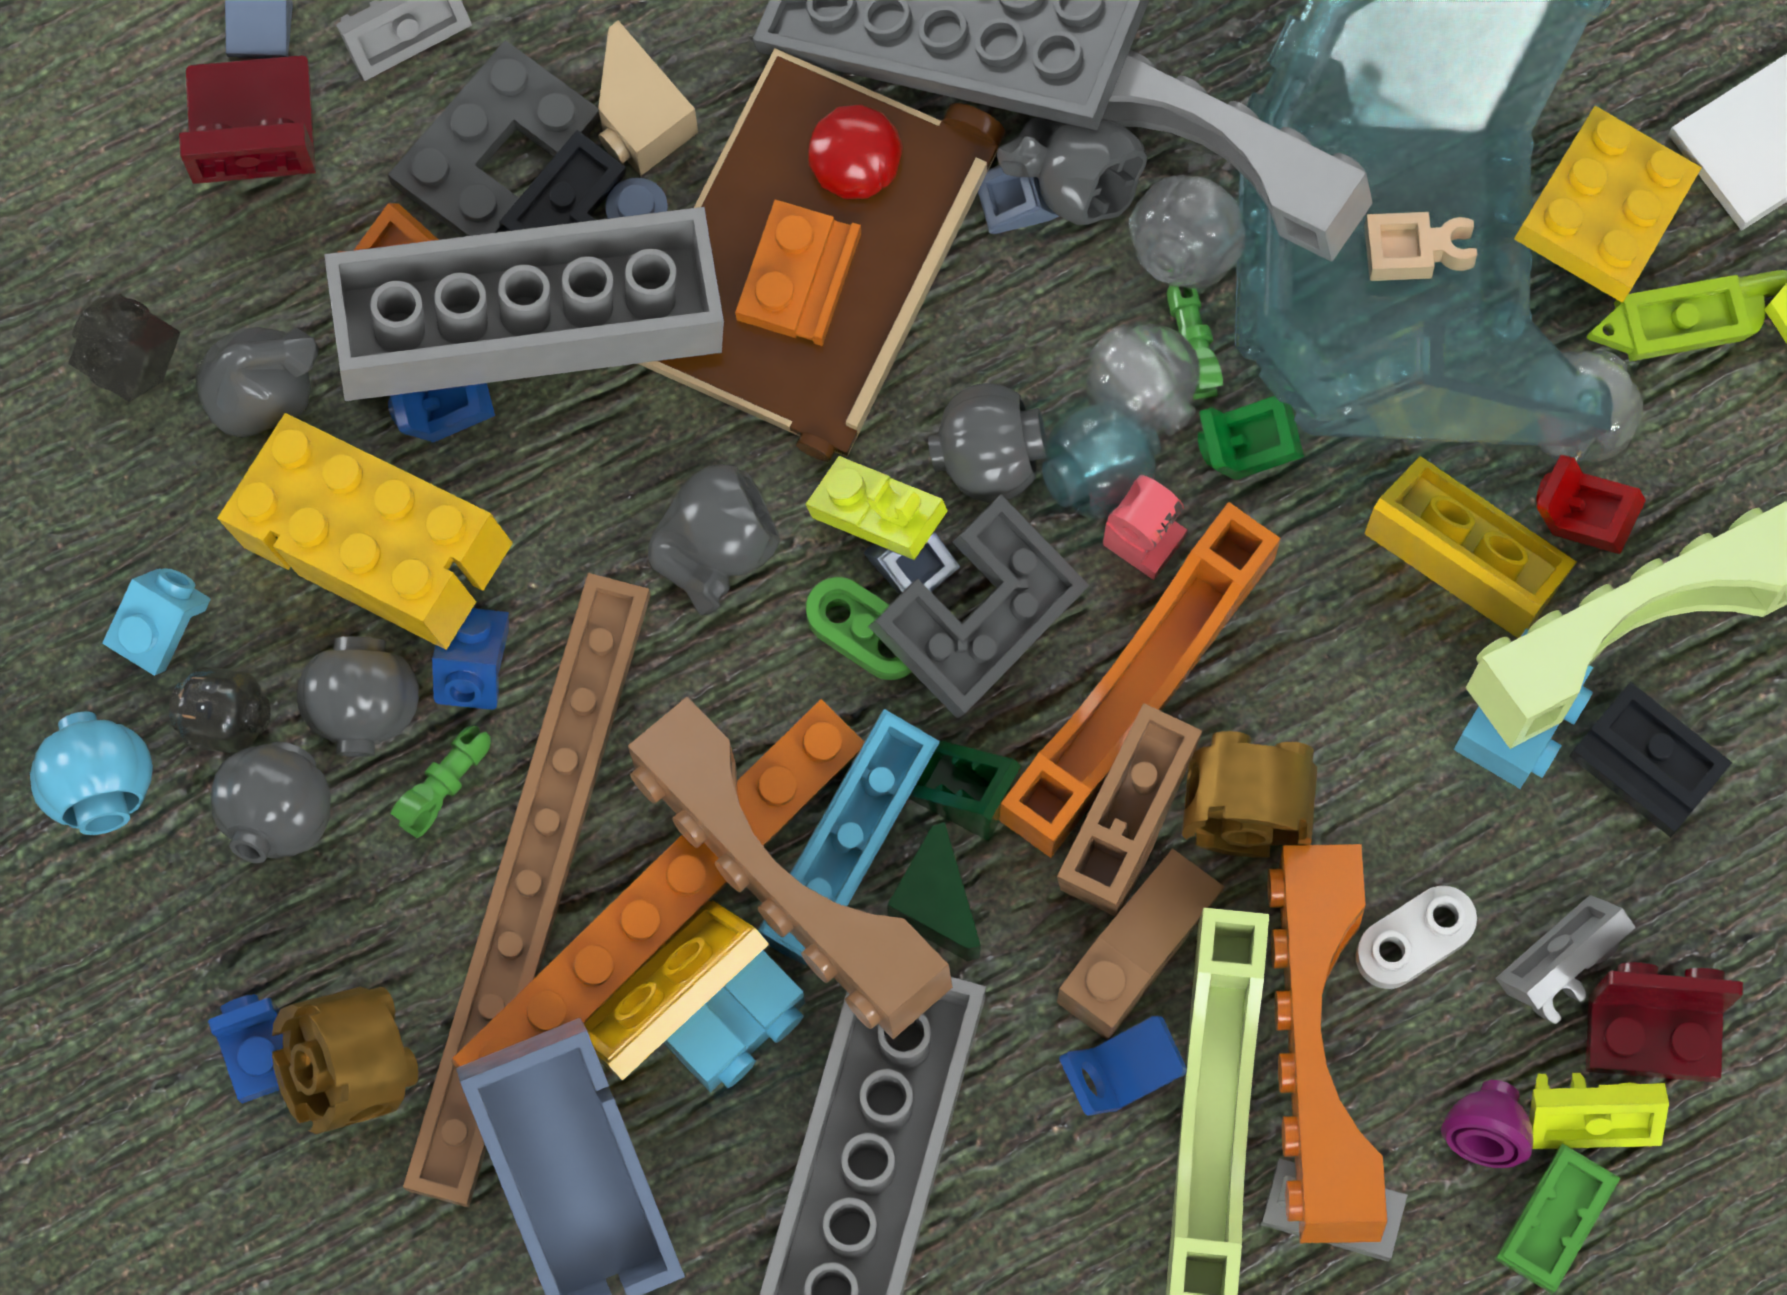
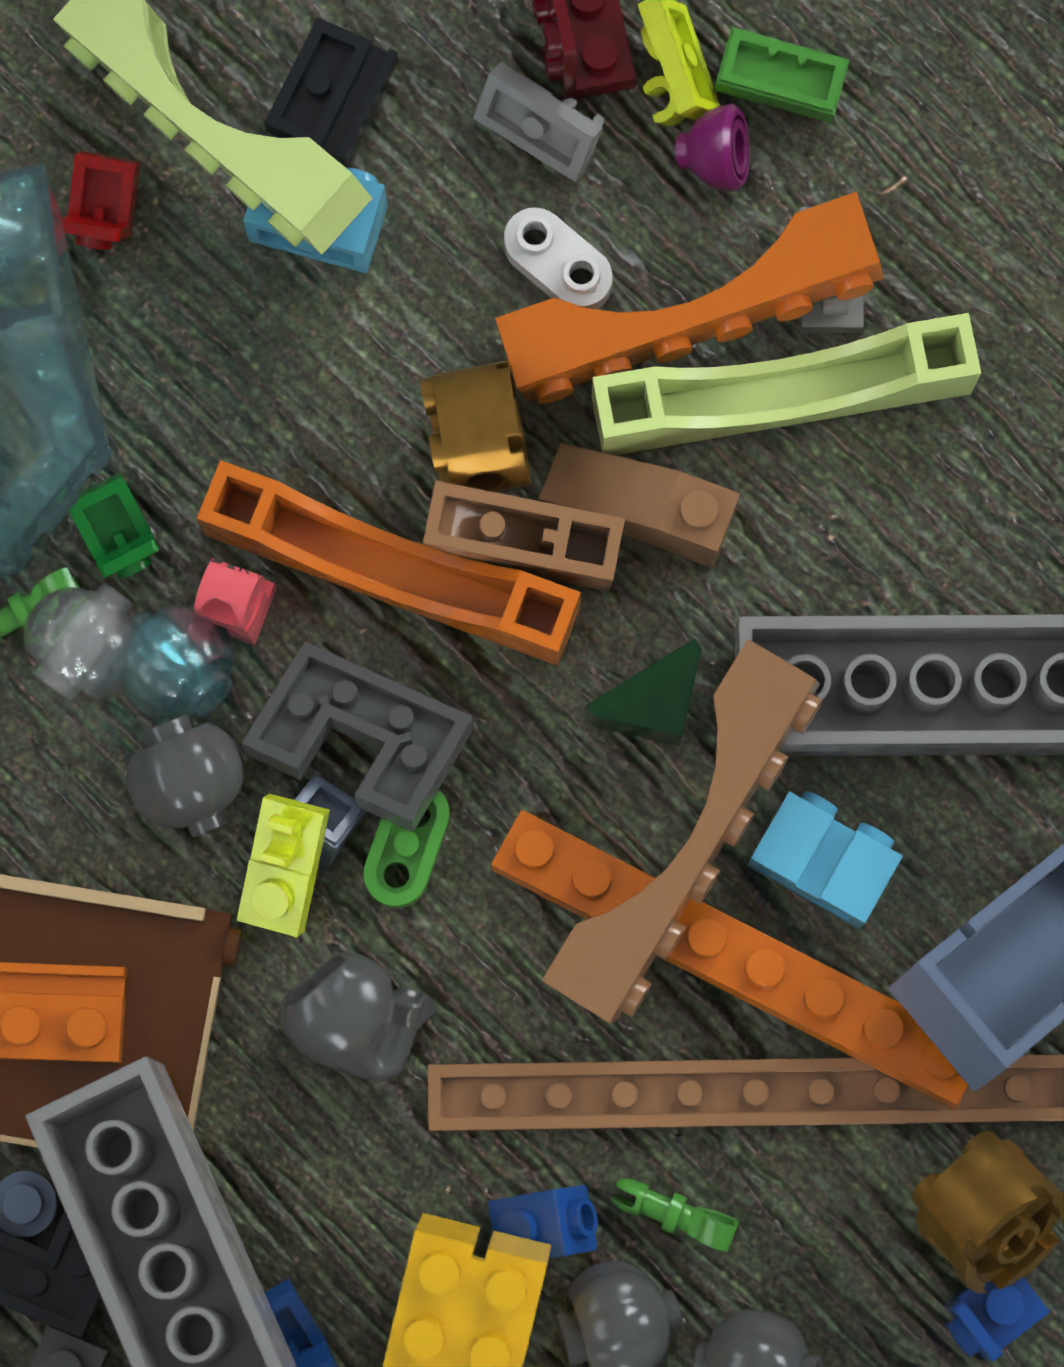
camera: 105 degrees left, 5 degrees up
(672, 987) = (826, 913): yellow tile -> none
(859, 817) = (600, 793): medium azure brick -> none
(966, 786) = (536, 704): dark green slope -> none
(1125, 1067) = (764, 483): blue bracket -> none
(1468, 546) = (168, 298): yellow slope -> none

